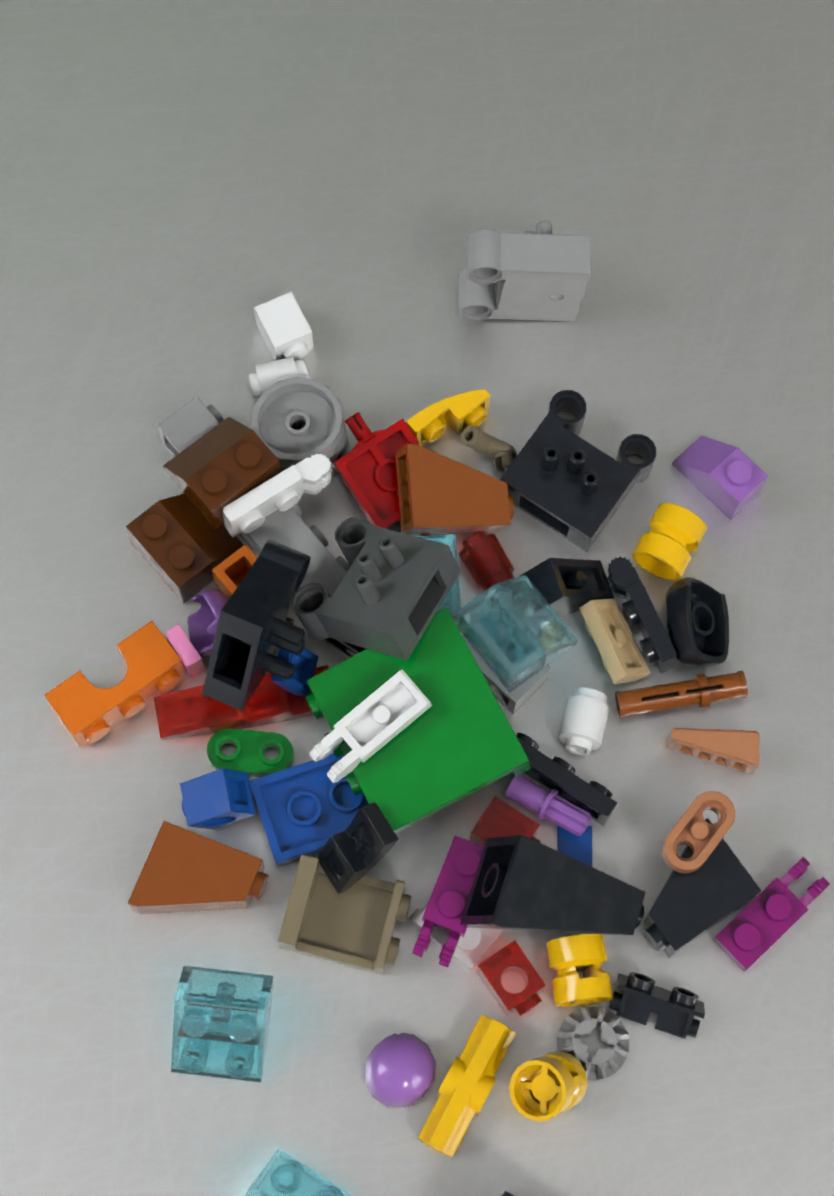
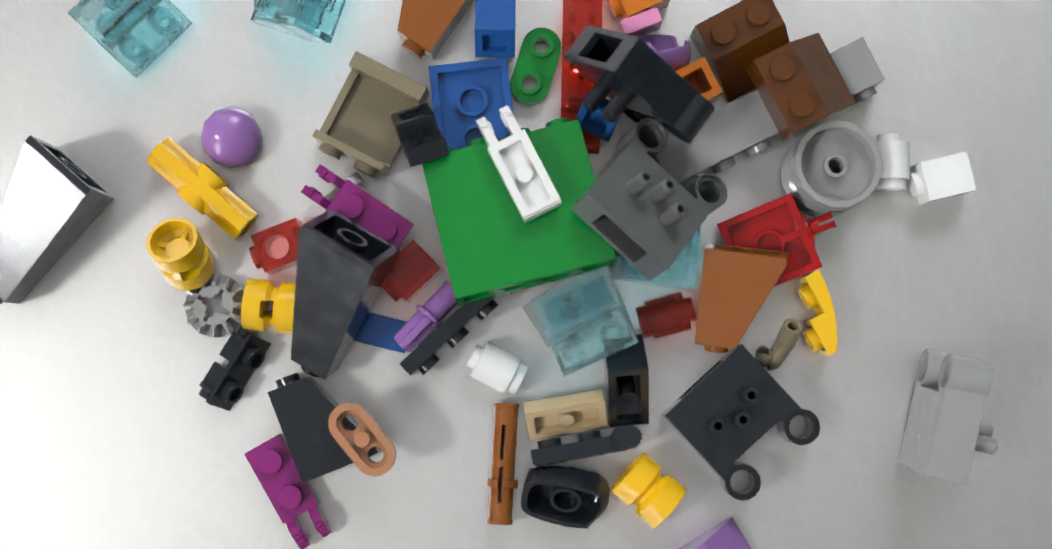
camera: 105 degrees right, 15 degrees up
(277, 493) = (766, 131): white hinge -> none
(724, 747) = (441, 494): nougat slope -> none

